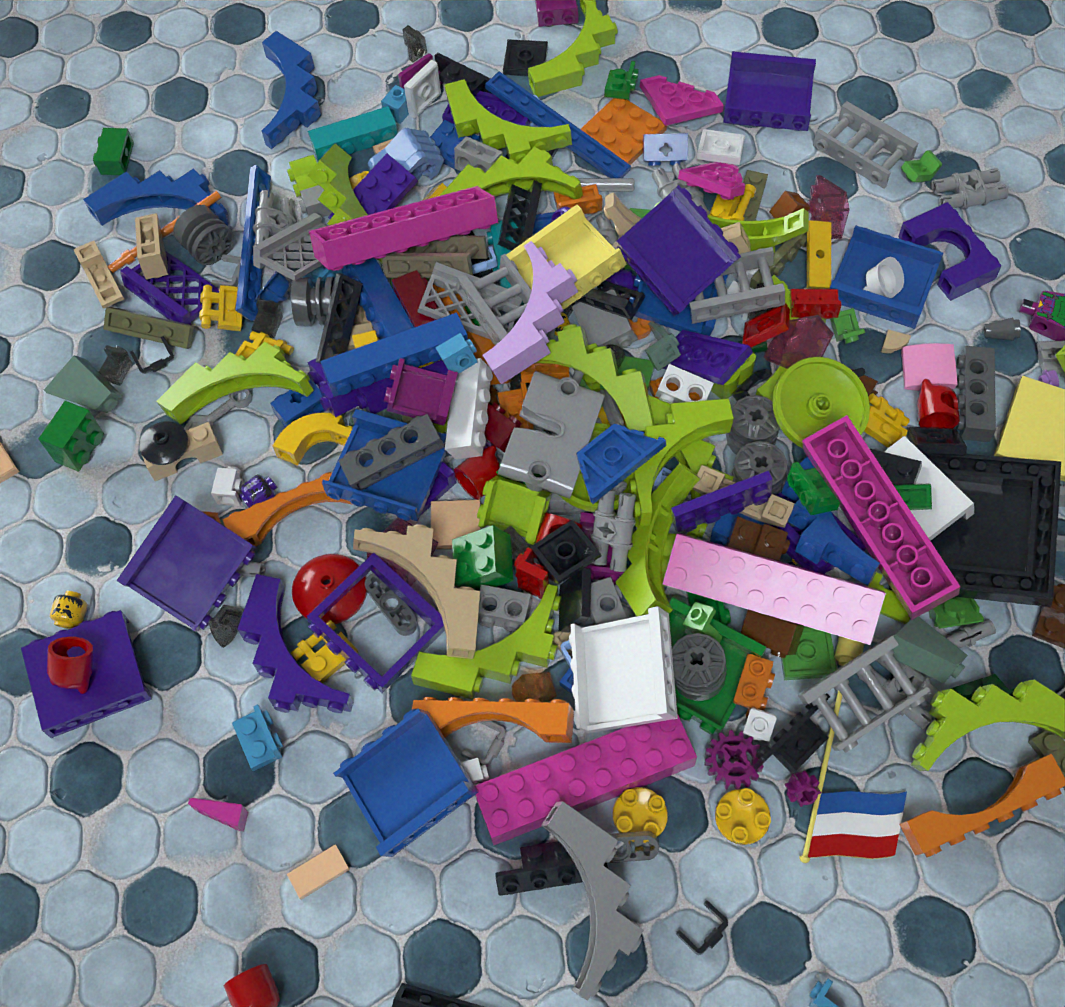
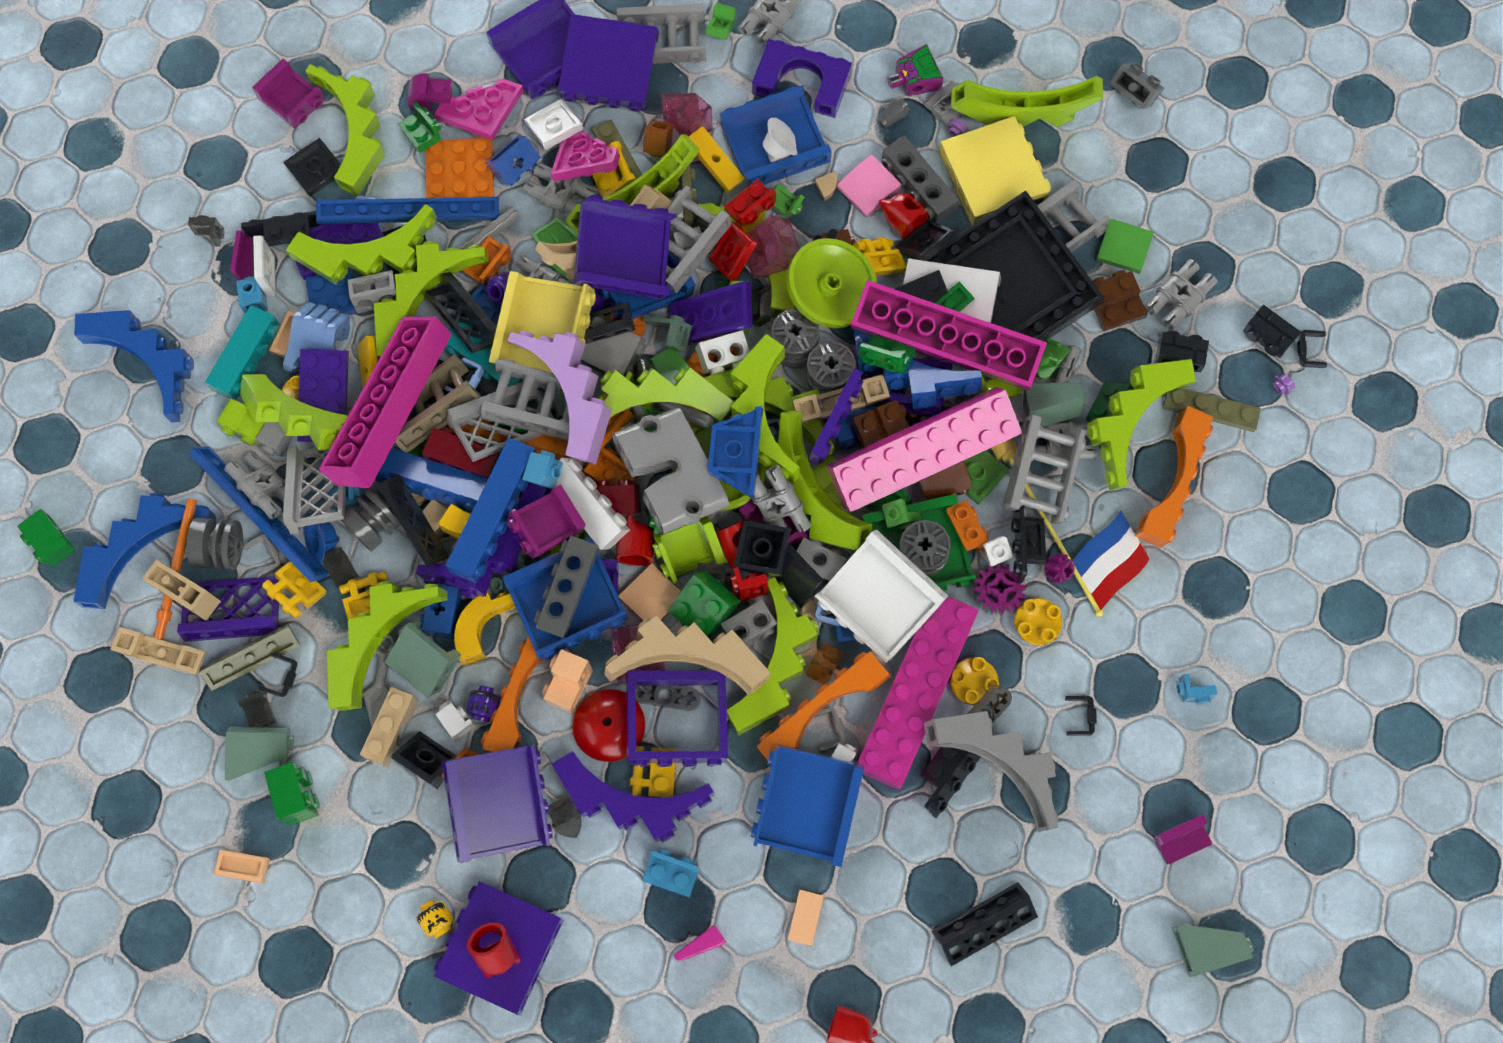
camera: 45 degrees left, 10 degrees up
(167, 450) = (385, 741): black dish -> none
(179, 483) = (423, 758): none -> black slope
(246, 424) = (421, 660): none -> sand green panel
(331, 529) = (569, 681): none -> light nougat brick
(651, 61) = (429, 90): none -> magenta brick
(802, 131) = (608, 62): none -> dark purple panel

